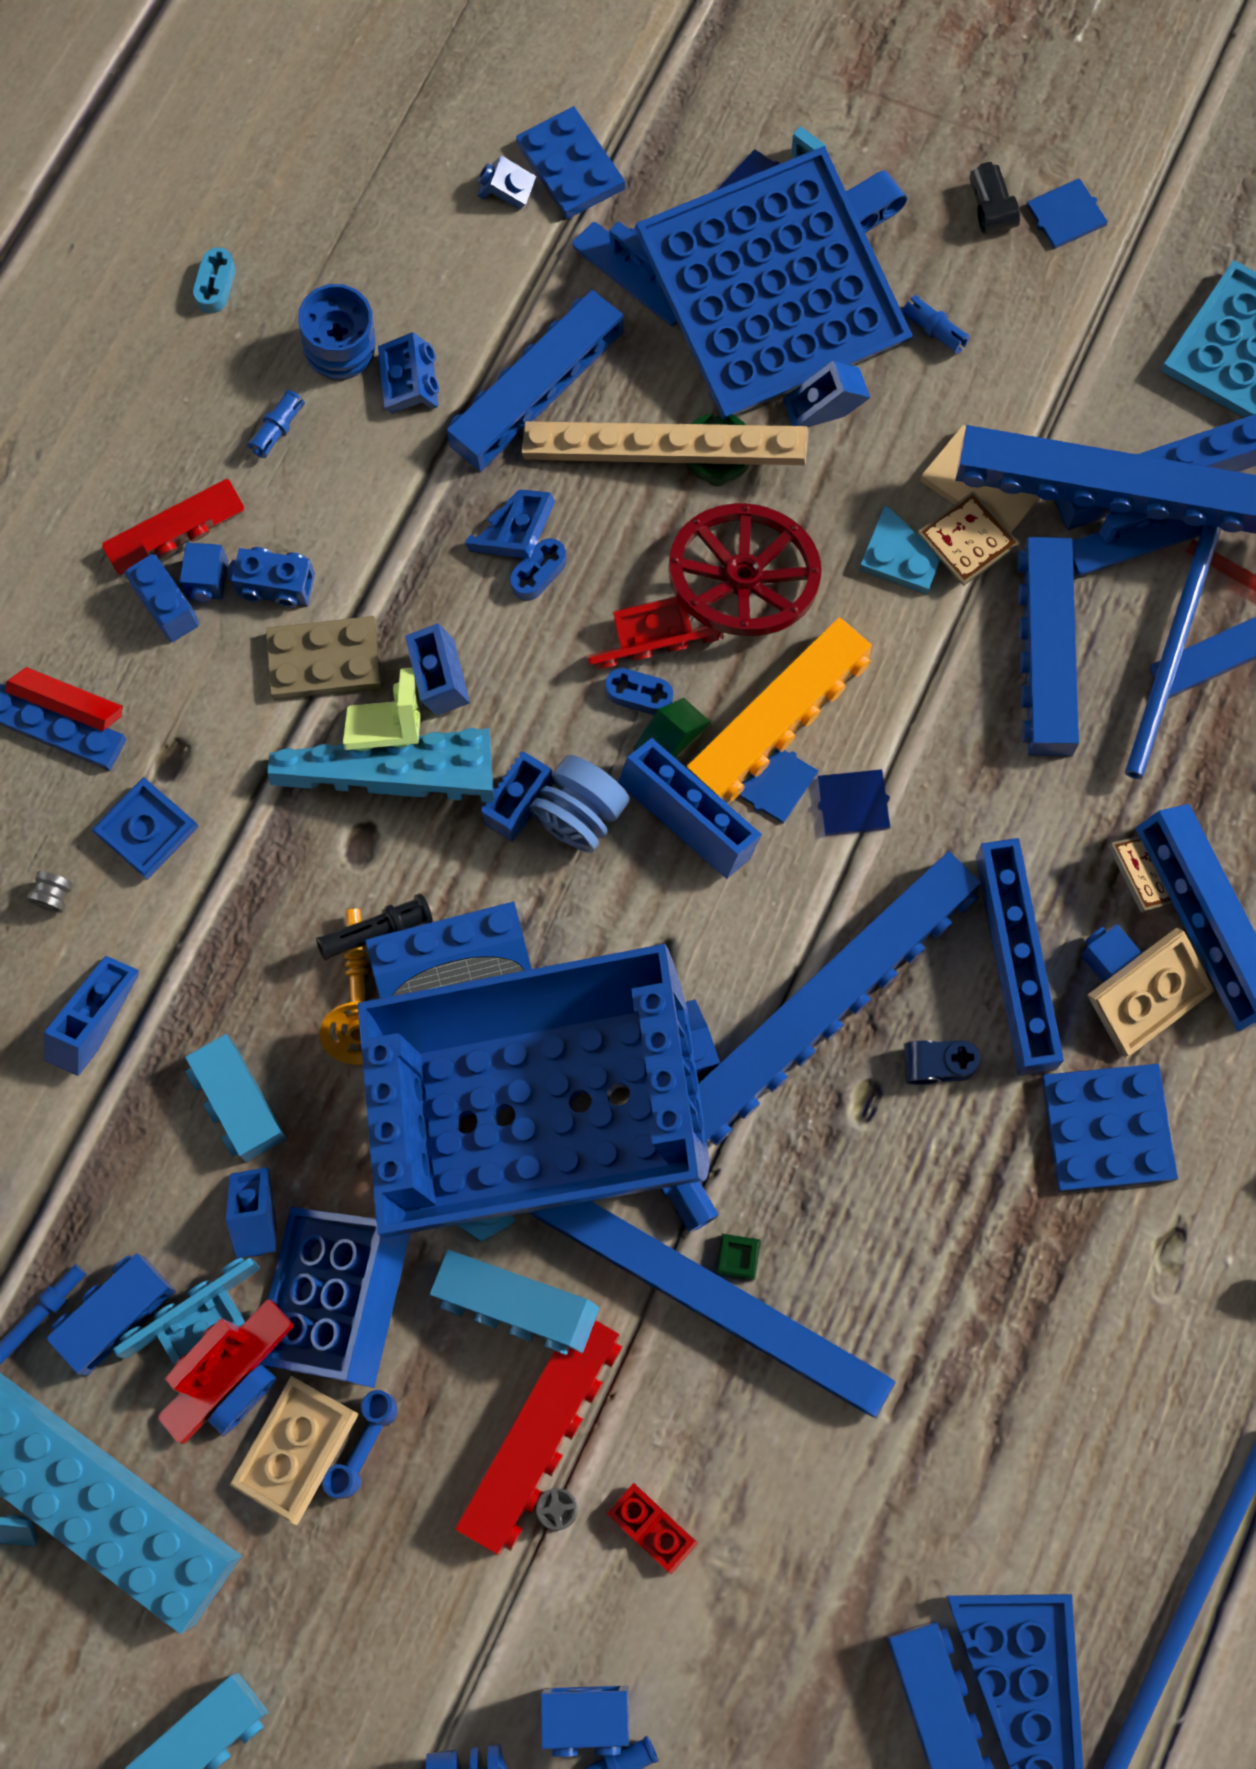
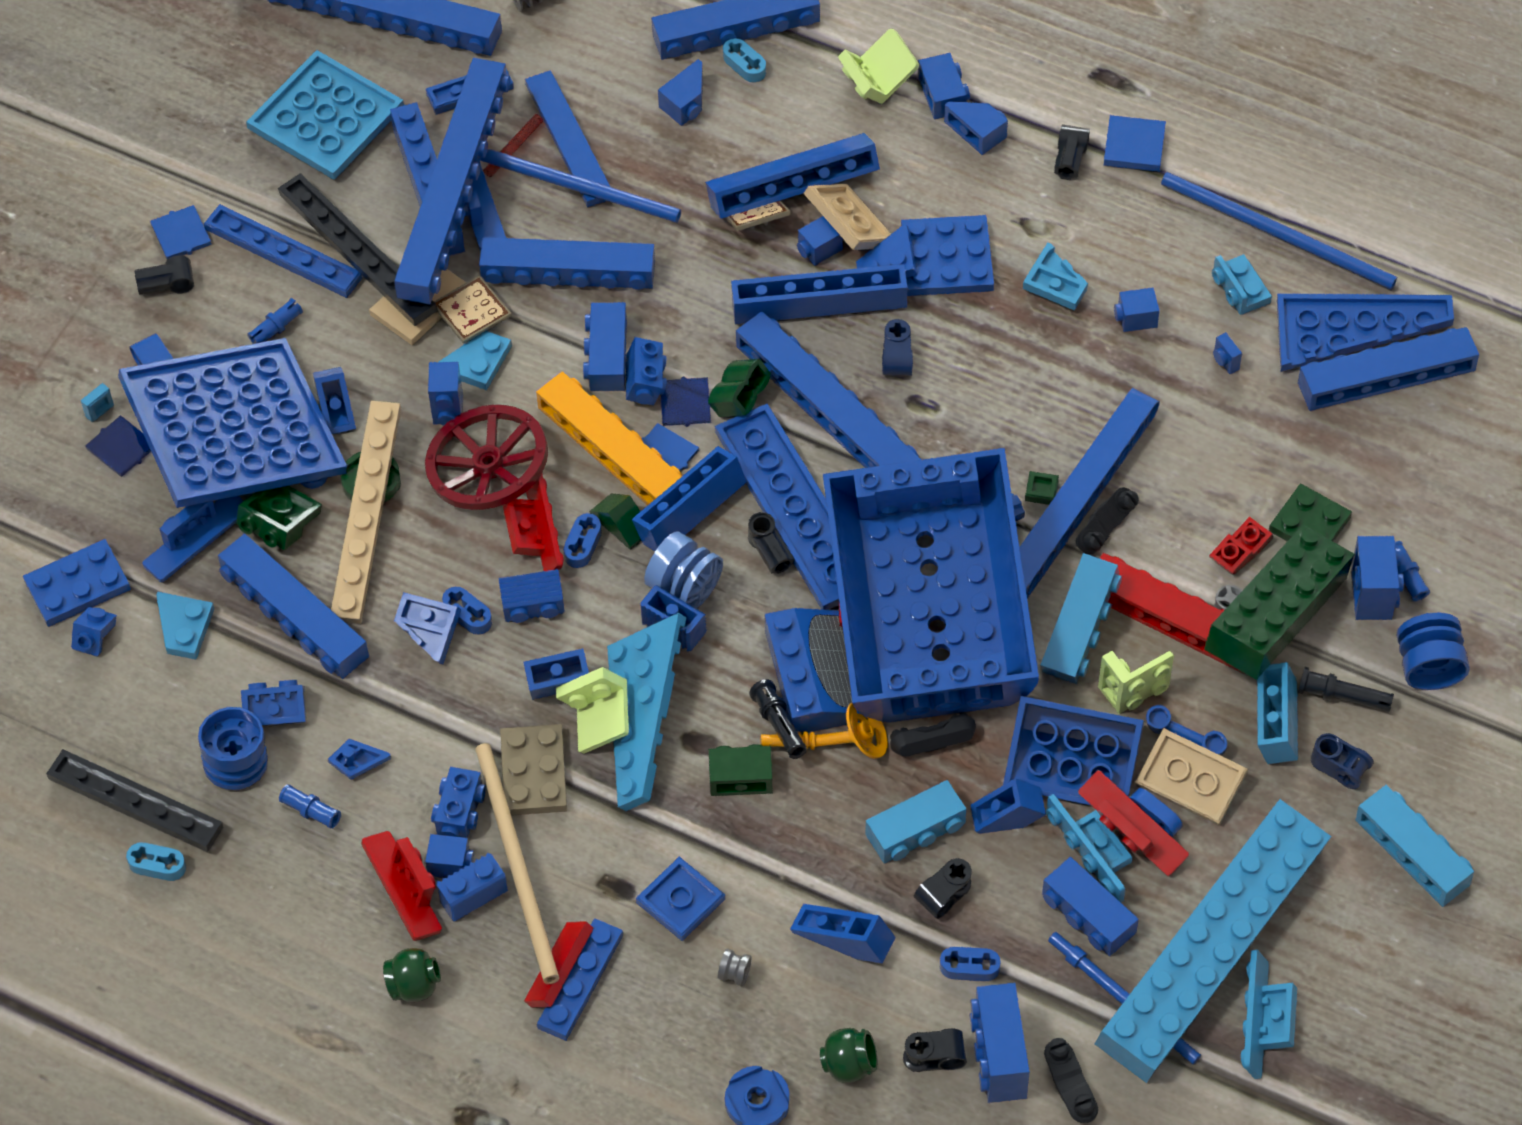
camera: 90 degrees left, 15 degrees down
(49, 541) = (411, 975): none -> dark green piece
(56, 1169) = (970, 963): none -> blue beam
(141, 1132) = (941, 890): none -> black piece
(186, 641) = (517, 864): none -> tan piece
(286, 250) = (135, 800): none -> black plate
(311, 1662) = (1343, 760): none -> dark blue piece
(312, 887) = (740, 770): none -> dark green brick
(339, 467) = (357, 758): none -> blue piece
(346, 1088) = (926, 739): none -> black piece
(377, 1568) = (1277, 714): none -> dark azure brick
(423, 1350) = (1129, 689): none -> yellowish green bracket
(427, 1647) = (1330, 687): none -> black pin
(517, 274) = (183, 623): none -> dark azure wing
(537, 1576) = (1279, 602): none -> dark green brick
(554, 636) = (531, 596): none -> blue brick
(630, 910) = (769, 544): none -> black piece
(656, 352) = (277, 515): none -> dark green plate
(672, 1331) = (1105, 519): none -> black piece
(697, 1629) = (1312, 510): none -> dark green plate
(737, 913) = (786, 493): none -> blue plate
(830, 512) = (445, 391): none -> blue brick
(866, 862) = (739, 387): none -> dark green brick
(882, 745) = (645, 371): none -> blue brick
(924, 700) = (606, 346): none -> blue brick
(963, 1515) = (1227, 353): none -> blue plate
(1030, 1388) = (1137, 309): none -> blue brick
(1047, 325) = (283, 251): none -> blue tile
(1066, 384) = (351, 244): none -> black plate
(1076, 1275) = (1055, 279): none -> dark azure wing
(1090, 1048) = (892, 251): none -> blue wing
(1092, 1542) = (1240, 283): none -> dark azure bracket

